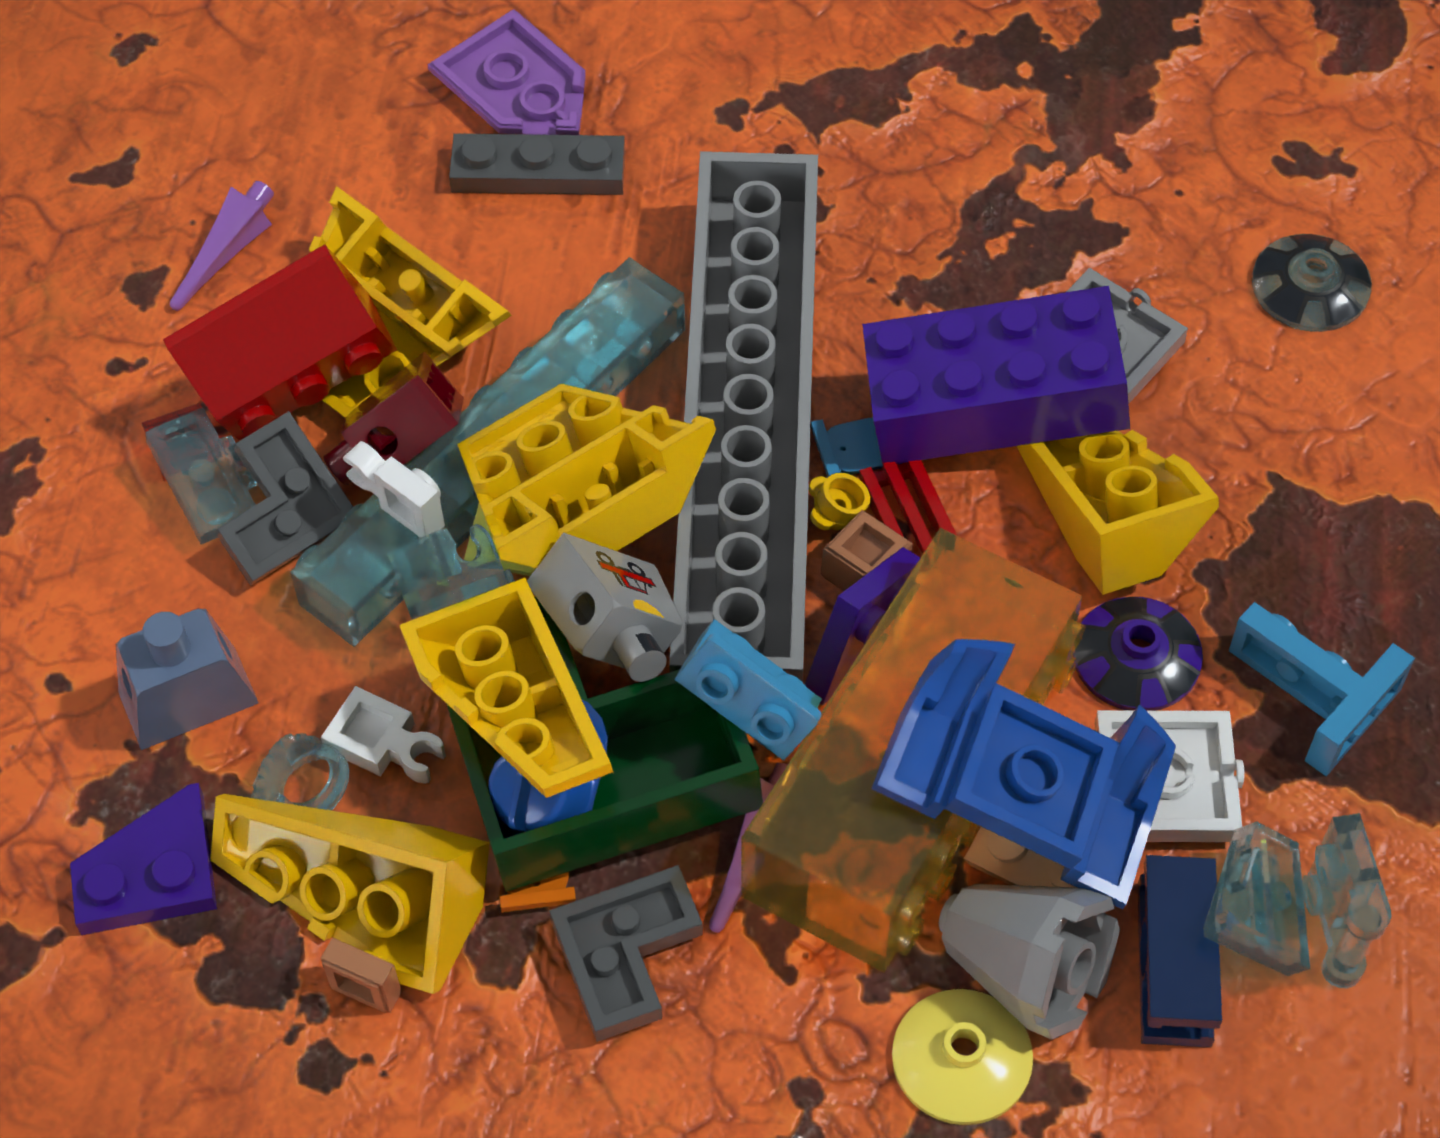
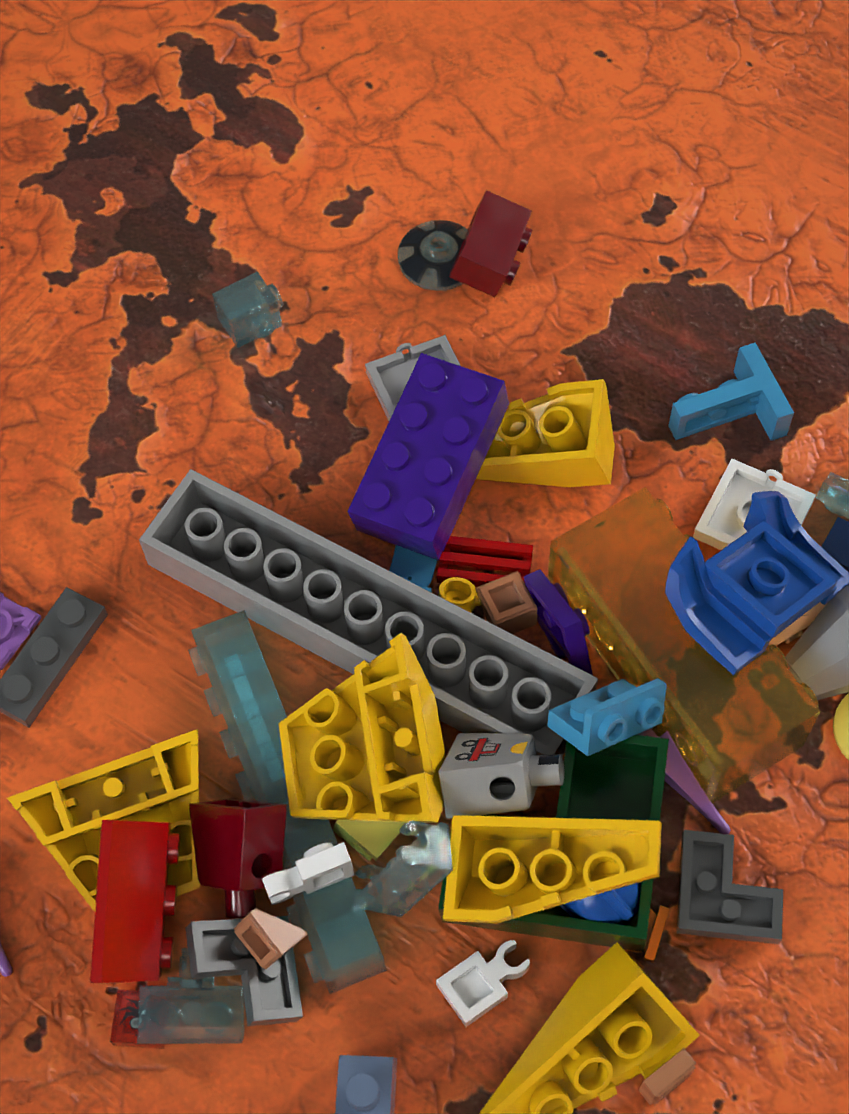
camera: 60 degrees left, 5 degrees up
(291, 754) = (461, 1052): clear light blue piece -> none
(309, 495) = (267, 936): none -> nougat slope
(1083, 125) = (248, 309): none -> clear light blue brick
(1133, 674) = (678, 481): dish -> none
(1354, 316) = (491, 244): none -> dark red brick

